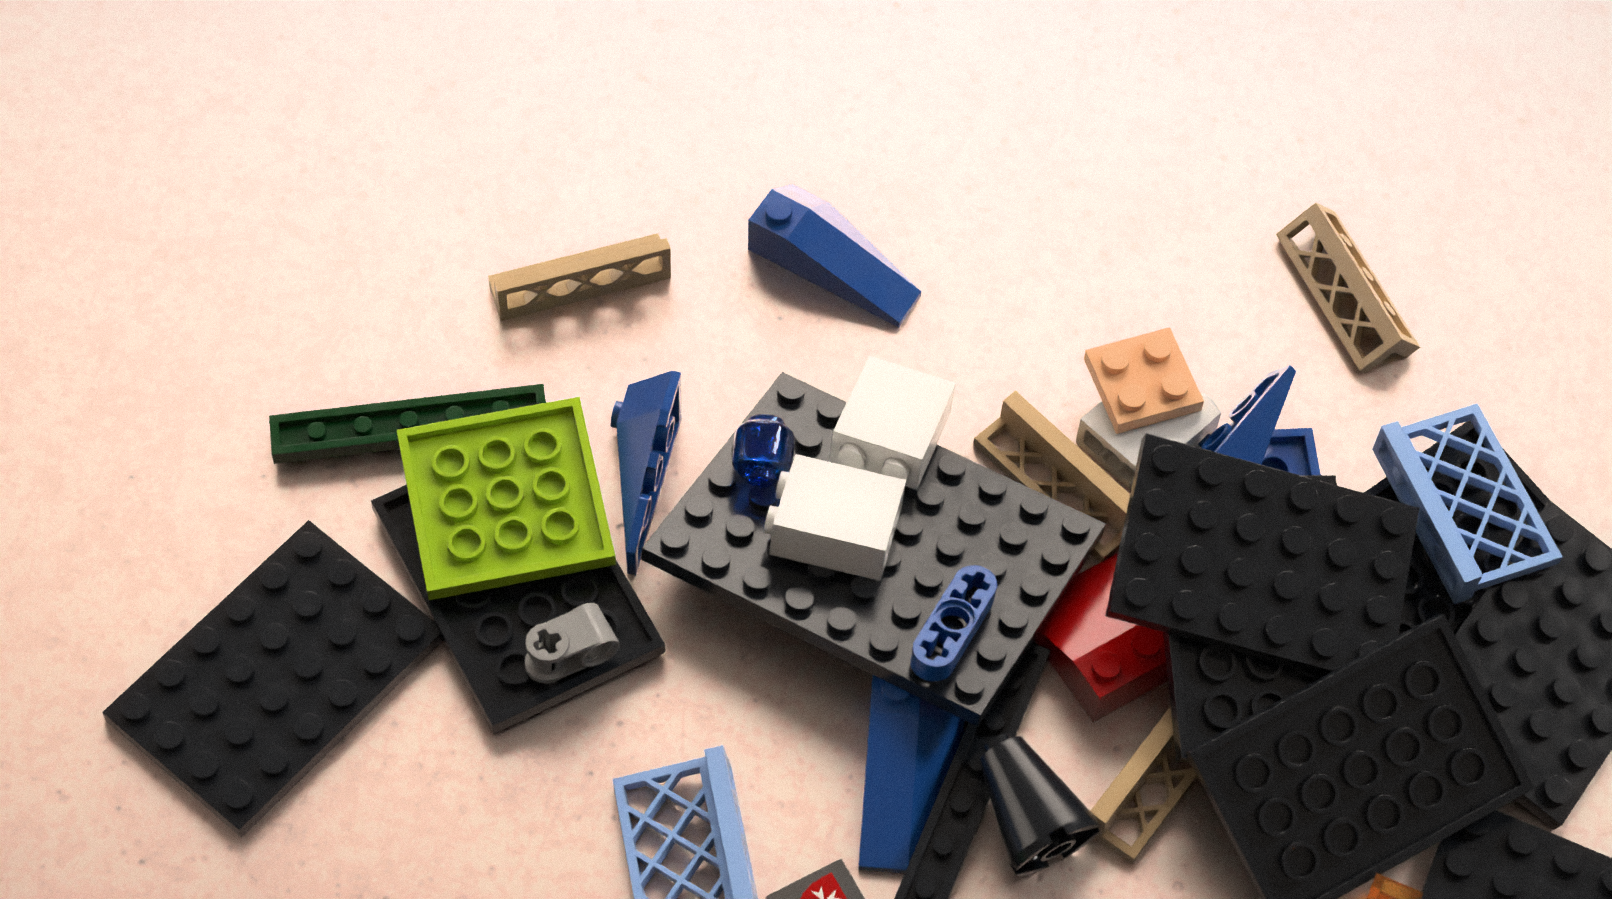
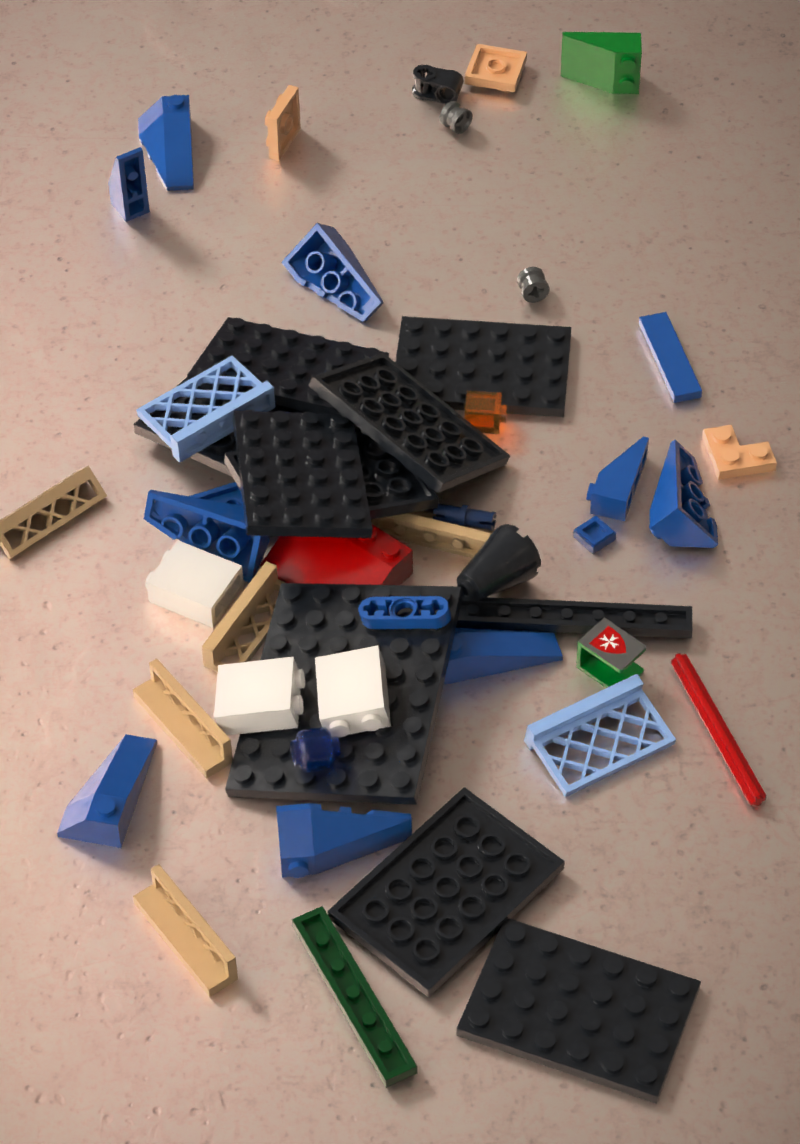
camera: 105 degrees left, 10 degrees down
(505, 498) = (399, 901): lime plate -> none
(571, 643) = (494, 827): light grey piece -> none
(925, 350) = (184, 721): none -> tan fence
(1143, 380) = (172, 579): light nougat plate -> none
(1160, 808) = (465, 516): none -> dark blue pin

